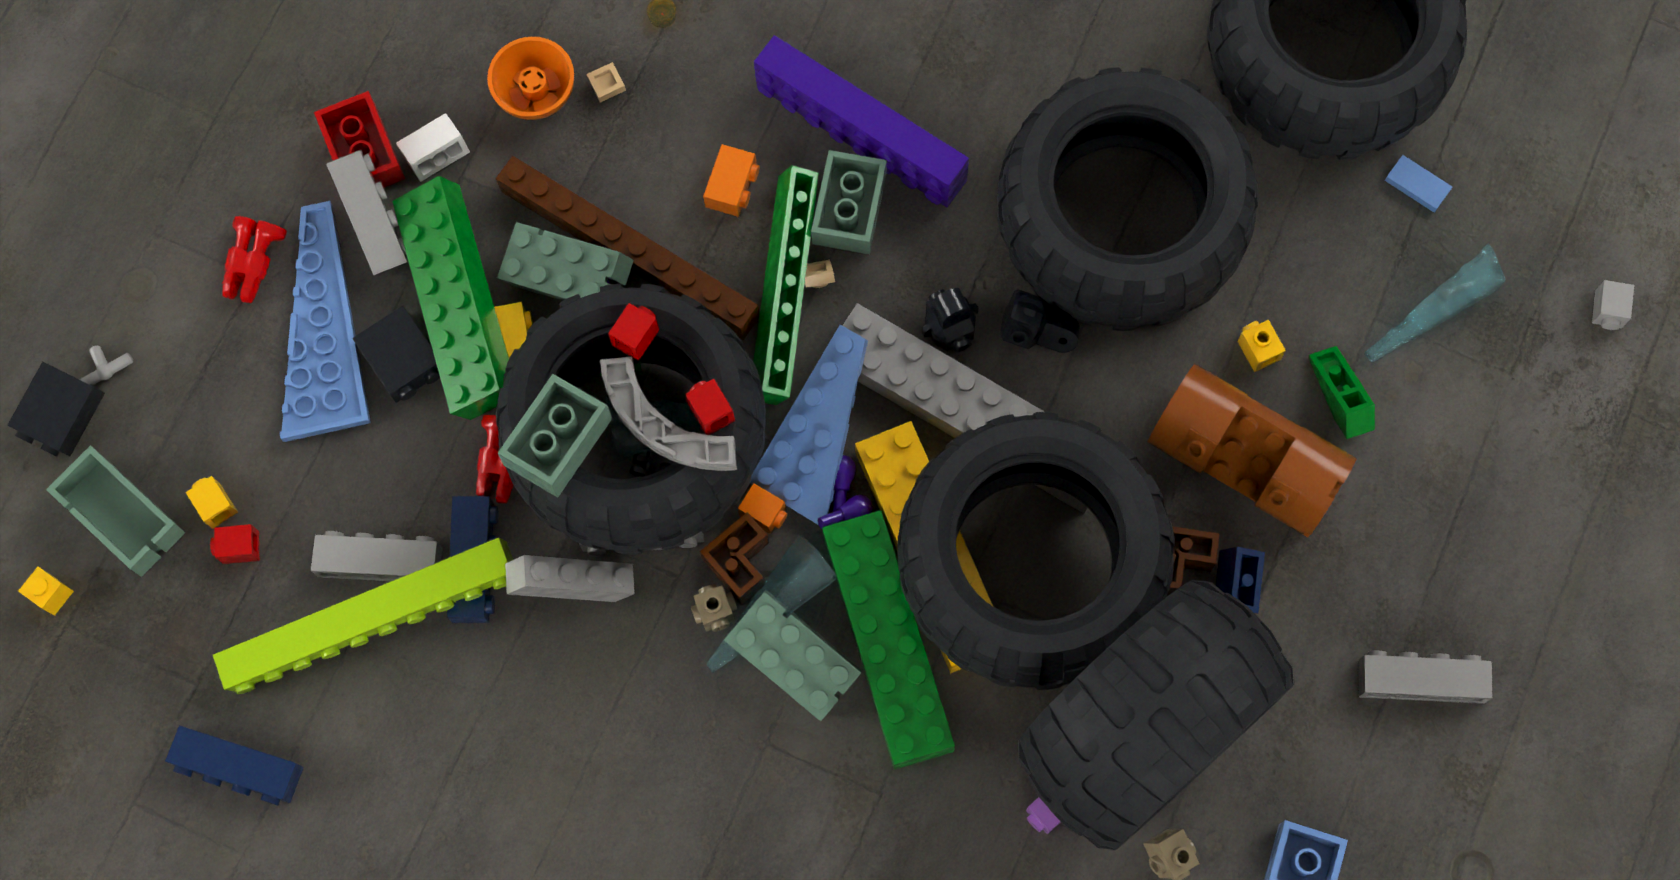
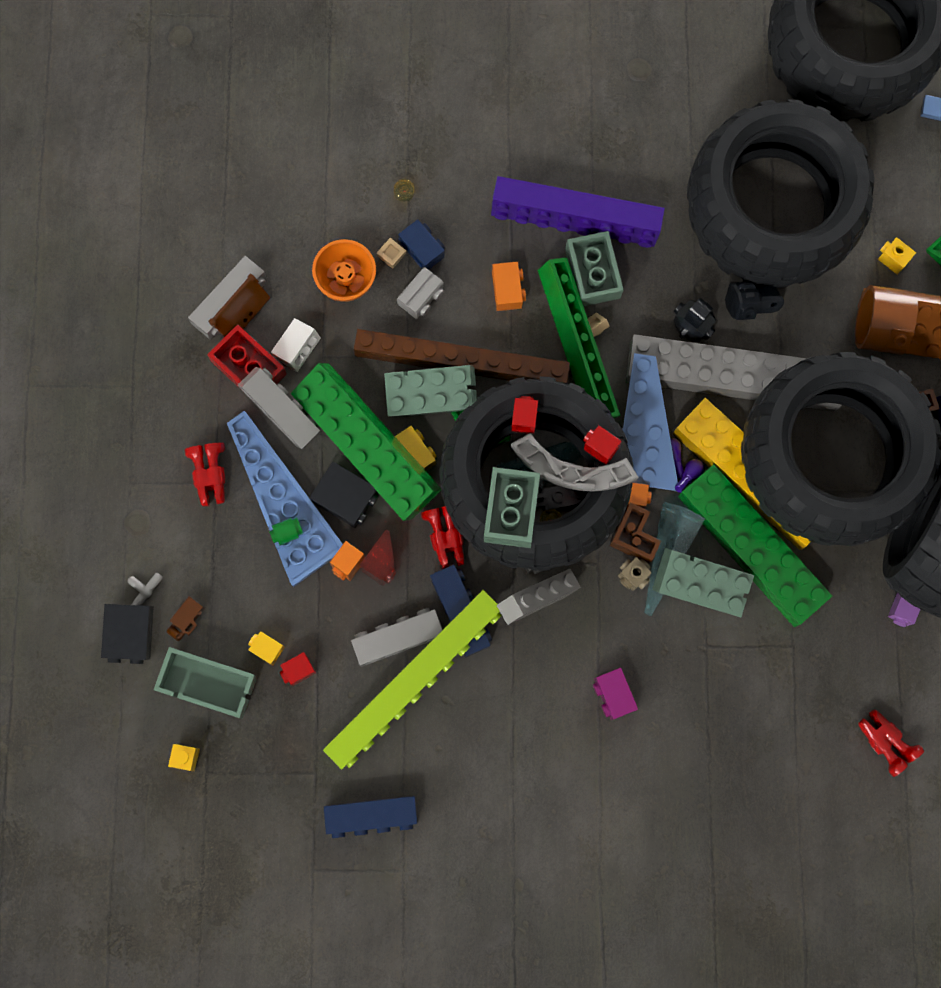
camera: 35 degrees left, 5 degrees up
(133, 423) = (185, 618): none -> reddish brown piece
(303, 366) = (286, 531): none -> green brick
(358, 436) = (347, 561): none -> orange brick
(378, 56) = (222, 294): none -> light grey brick
(385, 71) = (247, 299): none -> reddish brown door
(402, 451) = (380, 562): none -> clear red slope
(614, 750) = (615, 694): none -> magenta brick
(617, 146) = (421, 293): none -> light grey brick
(647, 87) = (421, 245): none -> dark blue brick

